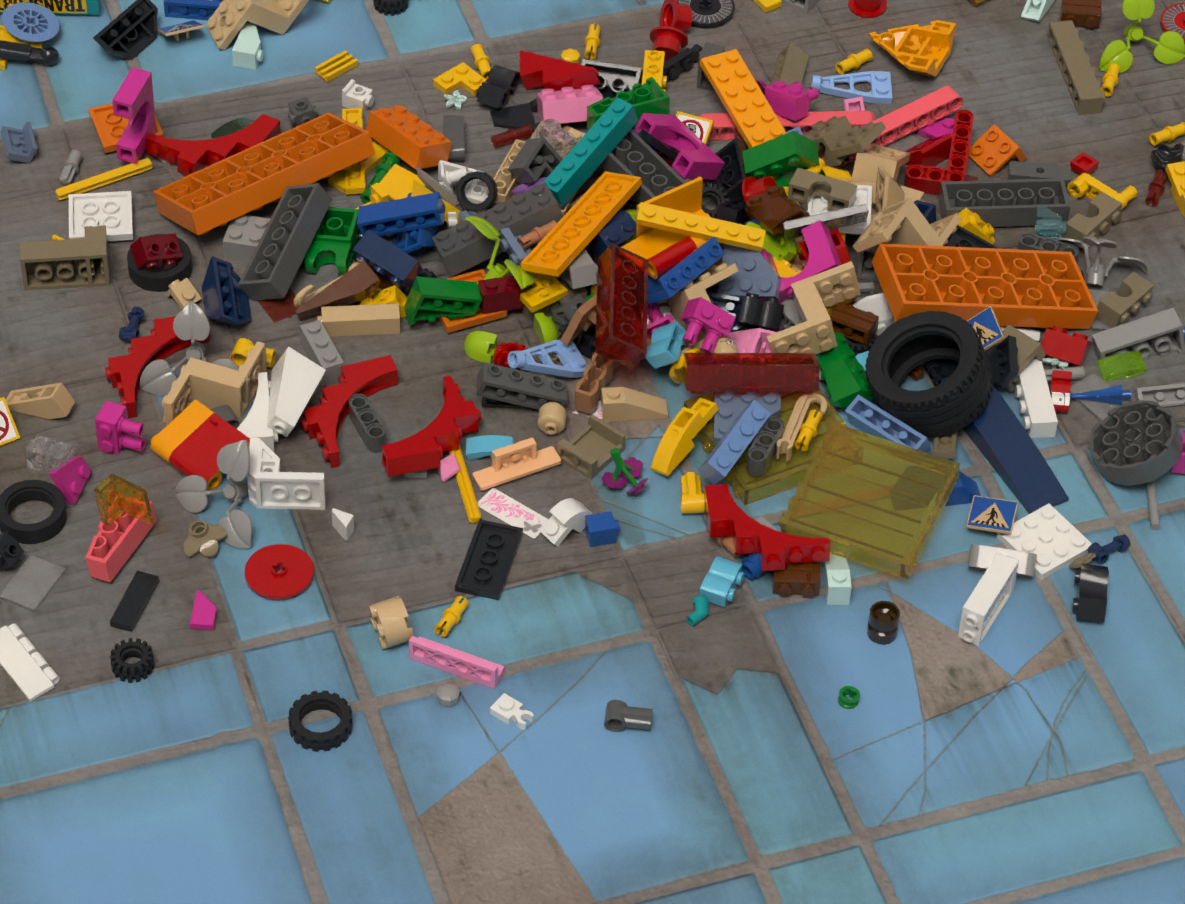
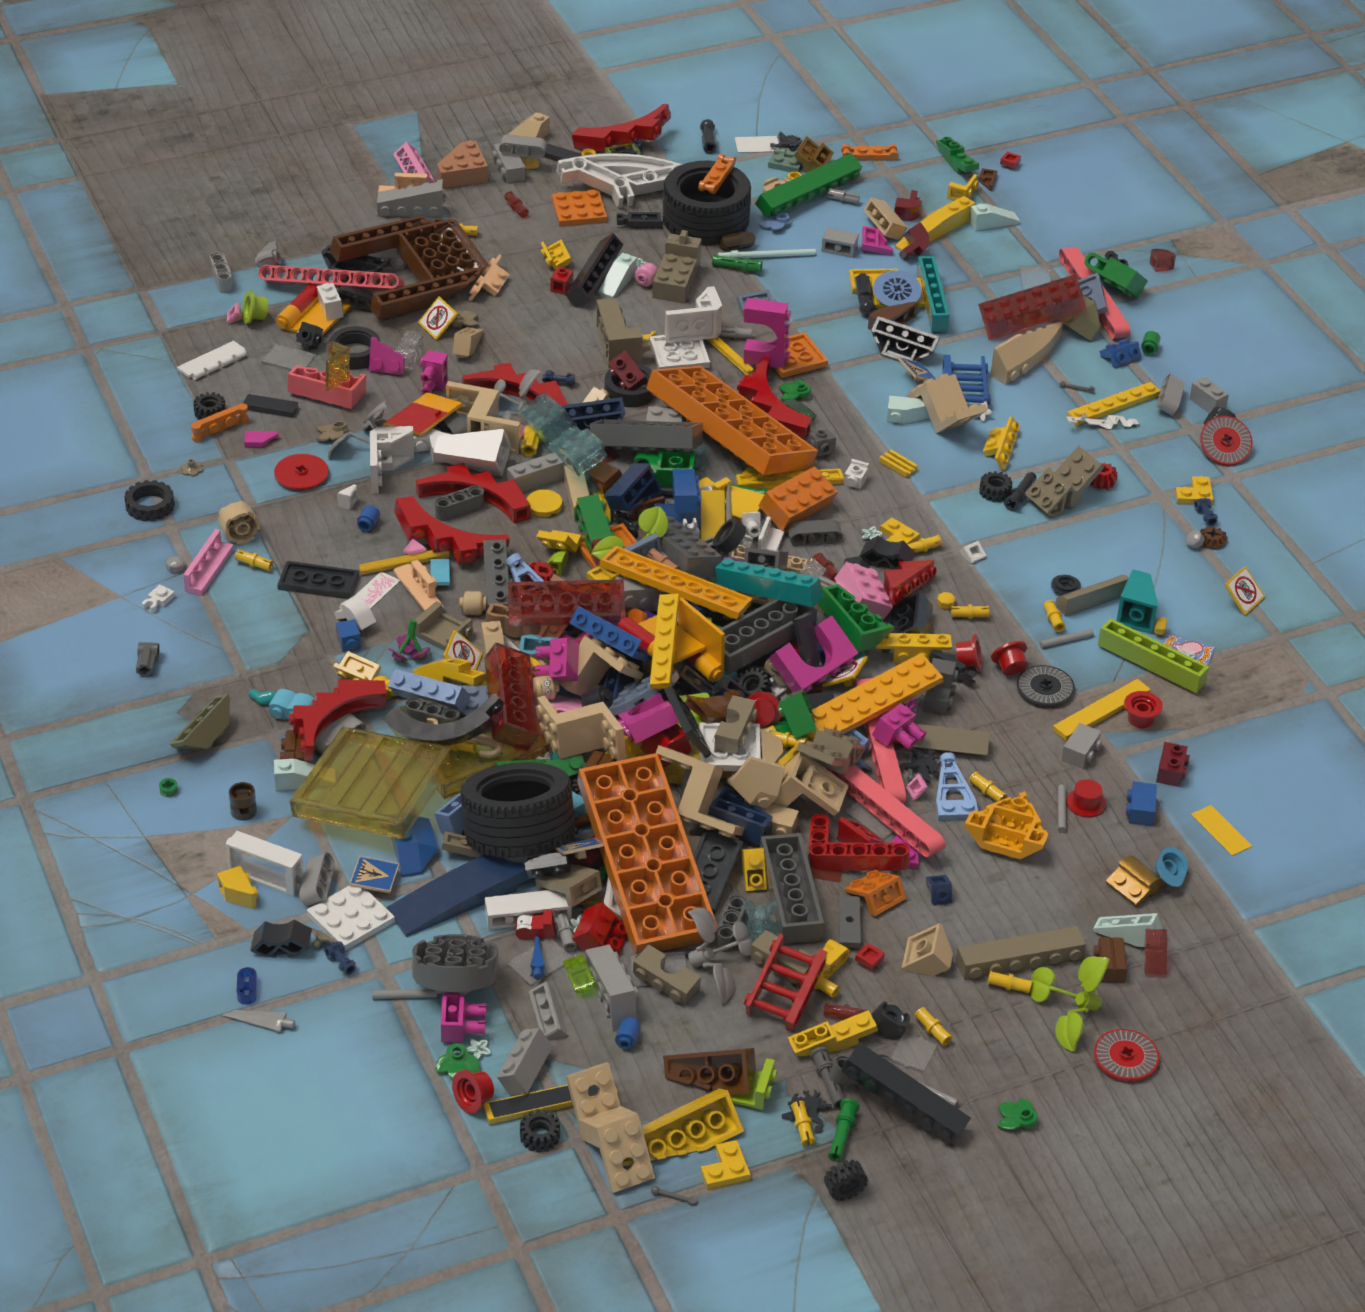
camera: 85 degrees right, 5 degrees down
(61, 175) = (697, 322): none -> white bracket
(77, 43) = (898, 313): none -> reddish brown slope
(173, 654) = (219, 422): none -> orange plate
(188, 131) = (795, 390): none -> green plate
(250, 683) = (191, 468): none -> dark tan plant
(285, 311) = (559, 434): none -> clear light blue bracket
(368, 348) = (545, 503): none -> yellow tile
(385, 506) = (368, 518): none -> blue brick
(451, 334) = (560, 540): none -> yellow bracket
(492, 30) = (973, 552): none -> white slope
(643, 435) = (461, 648): none -> piece
(659, 522) = (357, 668): none -> yellow bracket
(758, 661) = (205, 726): none -> olive wedge
(812, 423) = (447, 733): none -> black arch
(827, 98) = (922, 762): none -> black piece
(877, 19) = (1061, 808): none -> light grey bar
(991, 107) = (940, 889): none -> dark blue bracket
(1012, 630) = (237, 887): none -> yellow slope
(1077, 125) = (928, 952): none -> tan slope
(1144, 203) = (798, 998): none -> red fence
(1152, 626) = (242, 986): none -> clear blue beam

